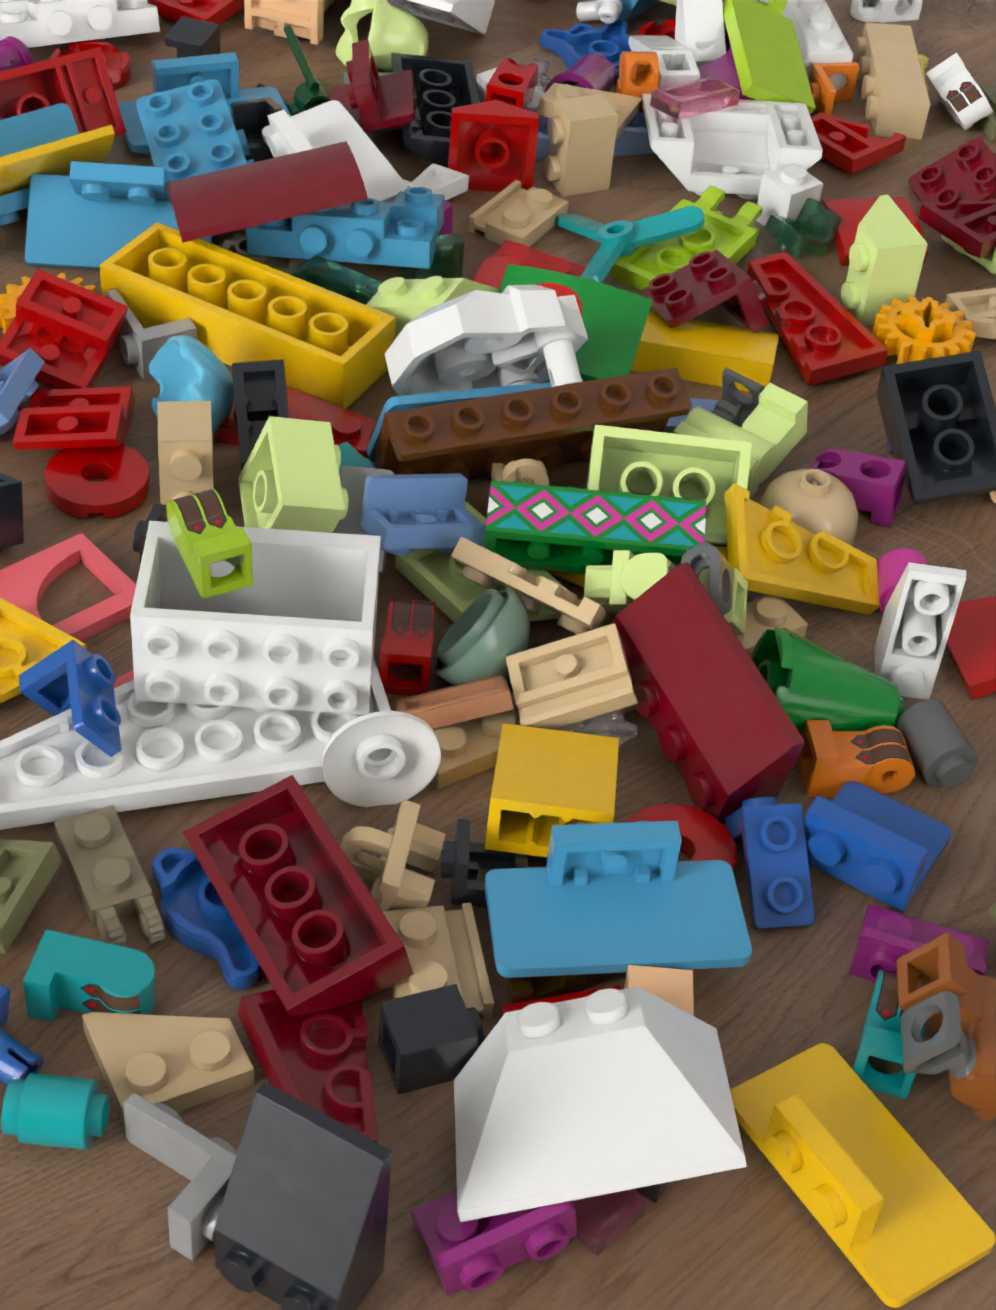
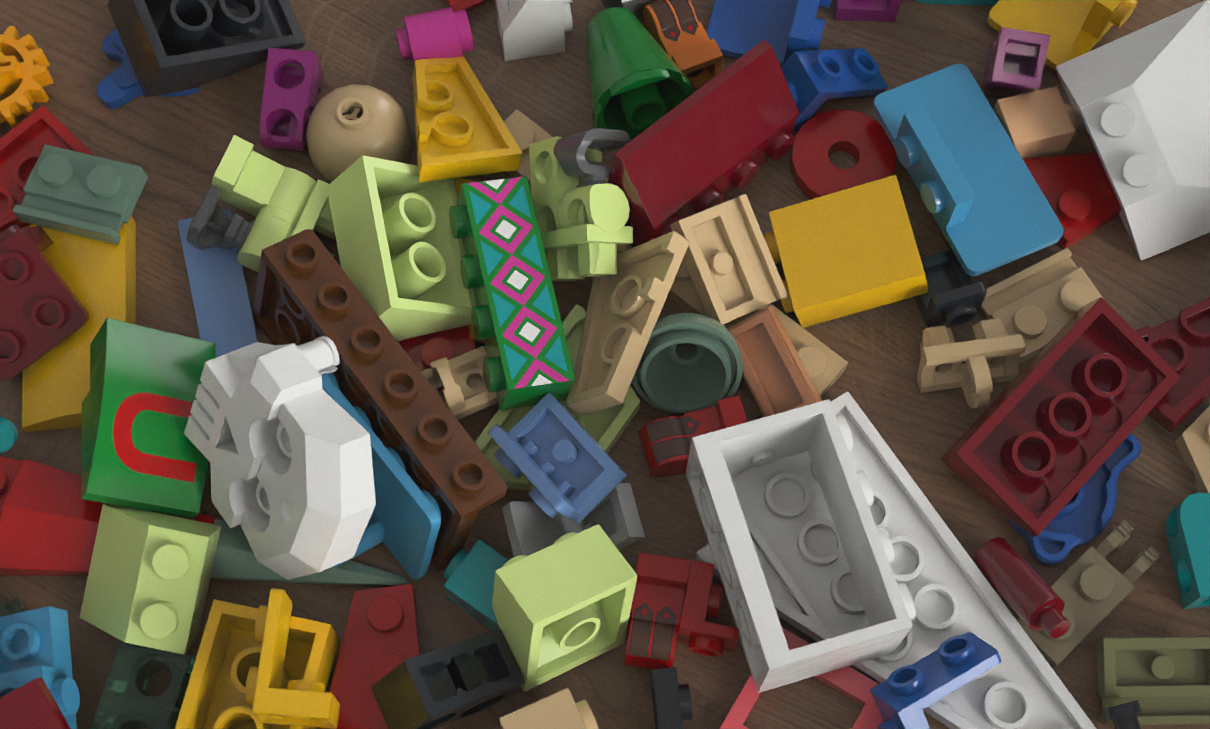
camera: 105 degrees left, 25 degrees up
(139, 804) = (1021, 587): none -> dark red cylinder
(208, 536) = (803, 578): lime leg -> none
(316, 310) = (303, 701): none -> yellow bracket
(381, 759) = (881, 398): white dish -> none
(428, 1037) = (1131, 277): black brick -> none
(736, 1002) = (1016, 60): none -> magenta leg
(788, 341) = (81, 194): none -> sand green plate

